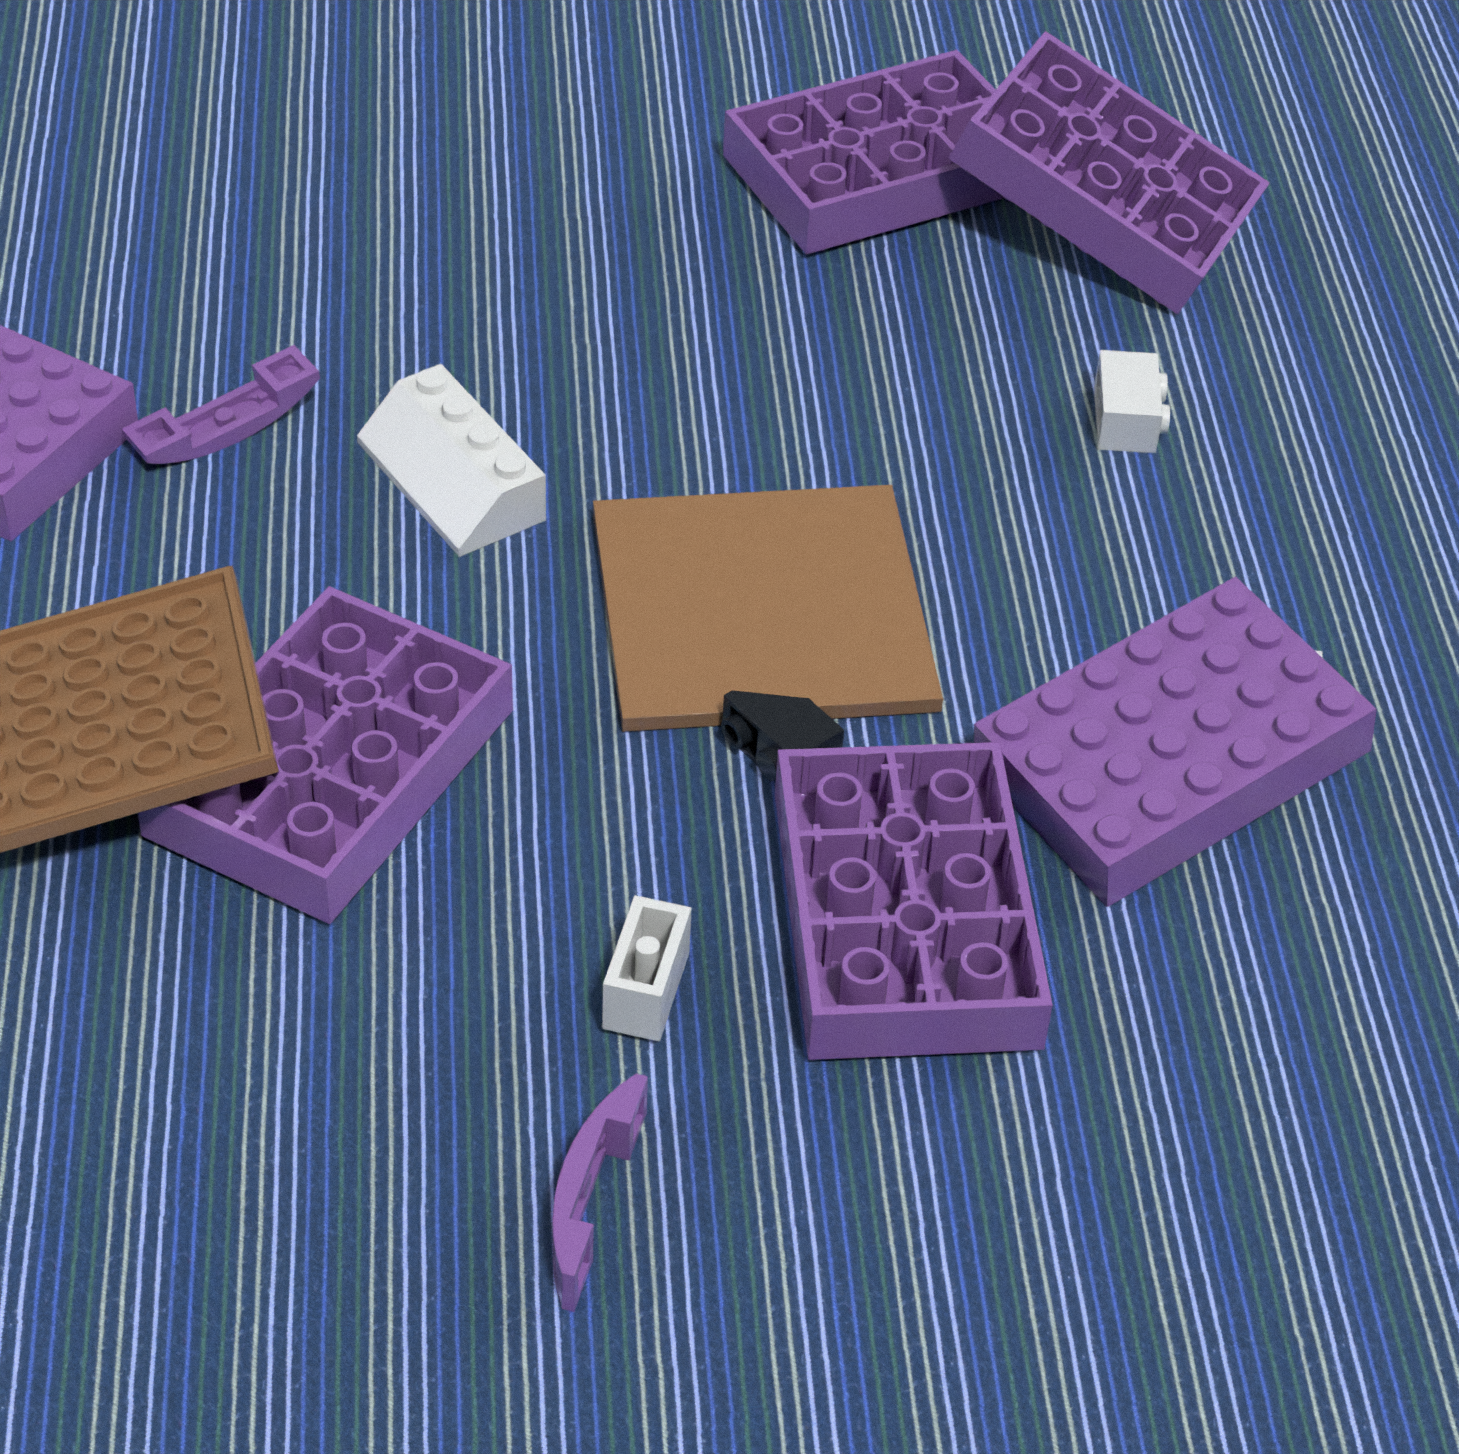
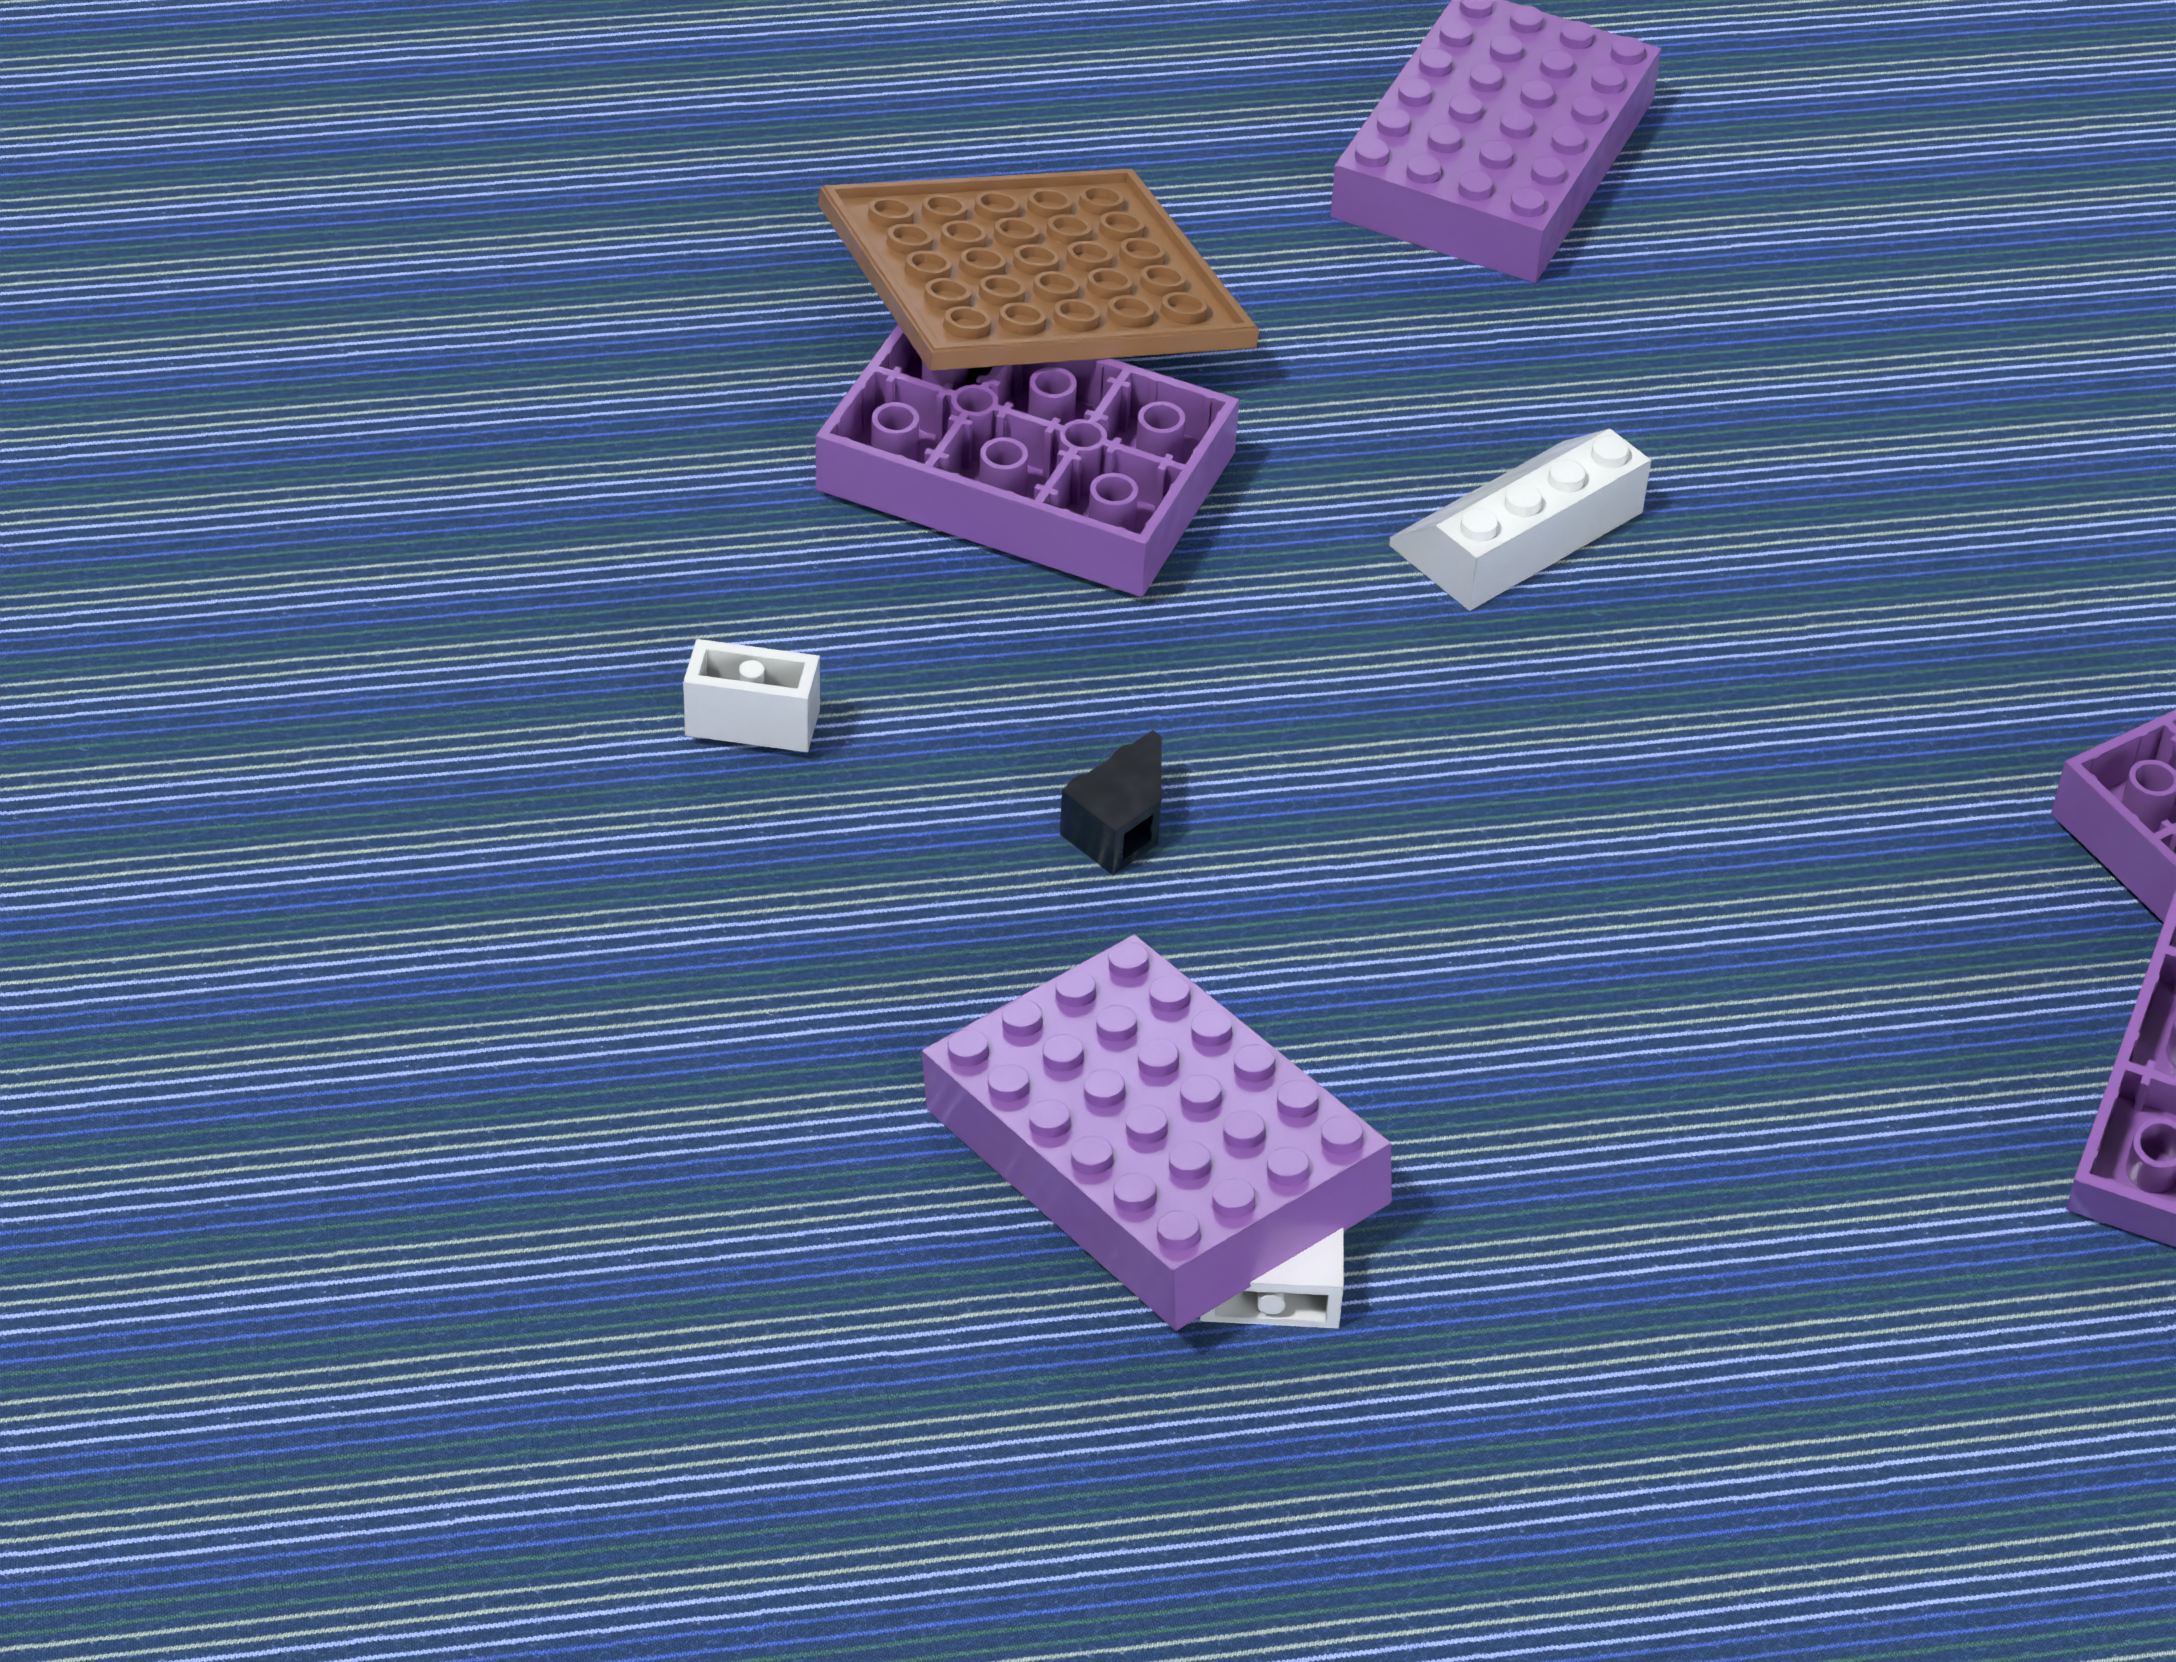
camera: 85 degrees right, 0 degrees up
(229, 418) = (1511, 303): medium lavender slope -> none
(607, 1131) = (481, 671): medium lavender slope -> none
(765, 599) = (1359, 796): medium nougat tile -> none
(909, 902) = (874, 897): medium lavender brick -> none
(1130, 401) = (1826, 1128): white brick -> none

